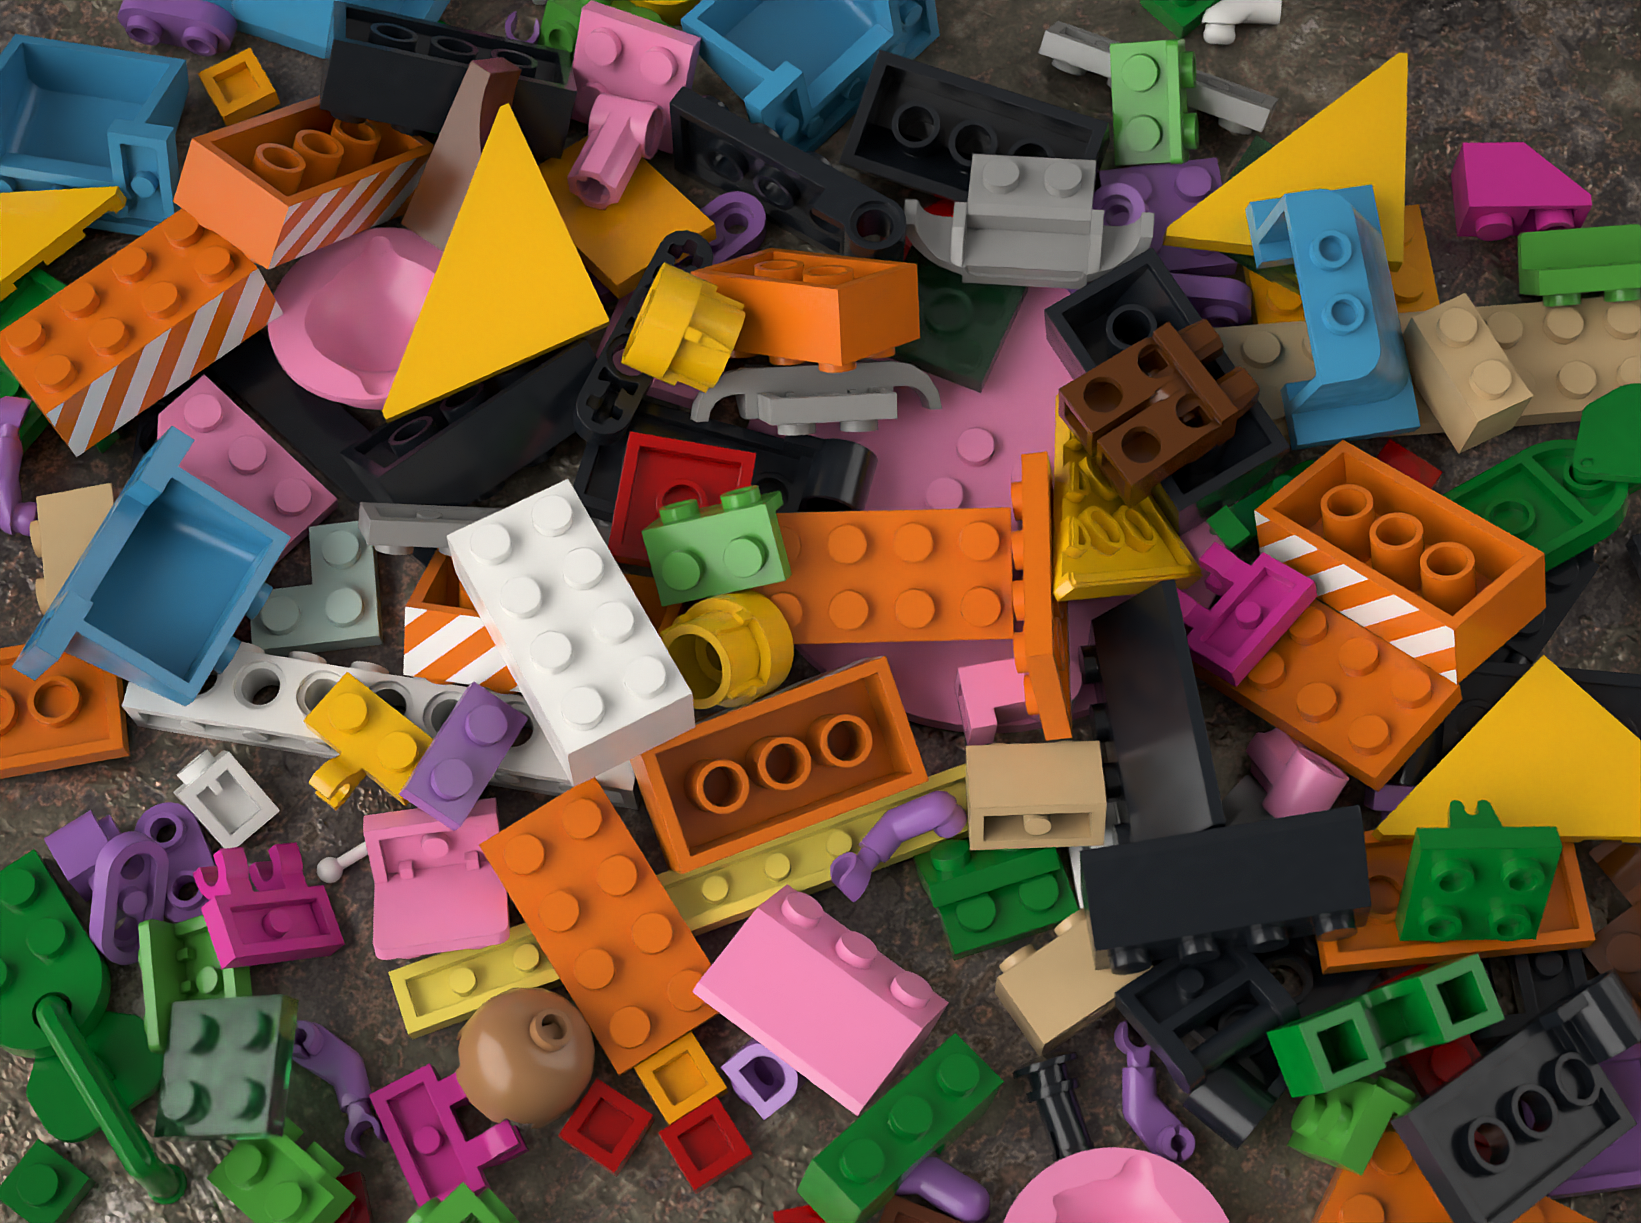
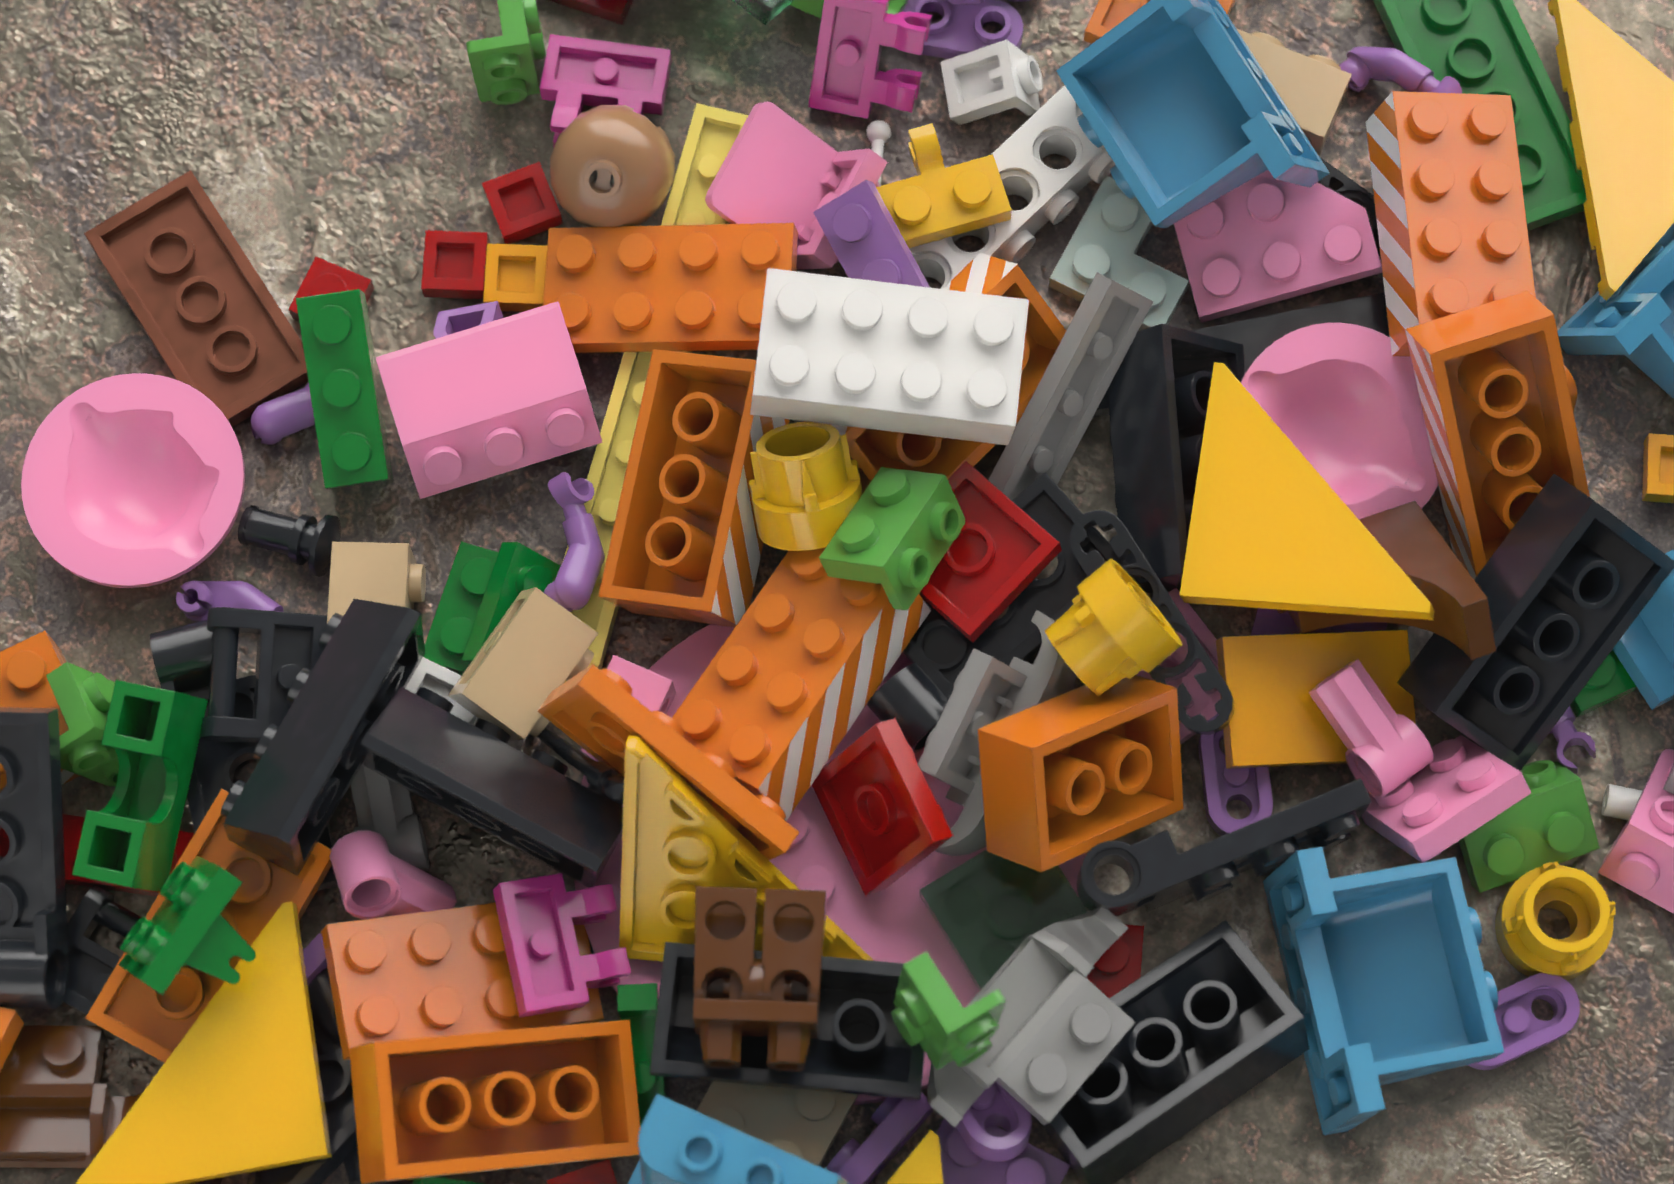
camera: 125 degrees right, 5 degrees up
(345, 1070) = (710, 51): medium lavender arm -> none
(944, 431) = (881, 807): none -> red plate
(1084, 654) = (597, 773): none -> black piece
(1092, 237) = (934, 1017): none -> bright green bracket

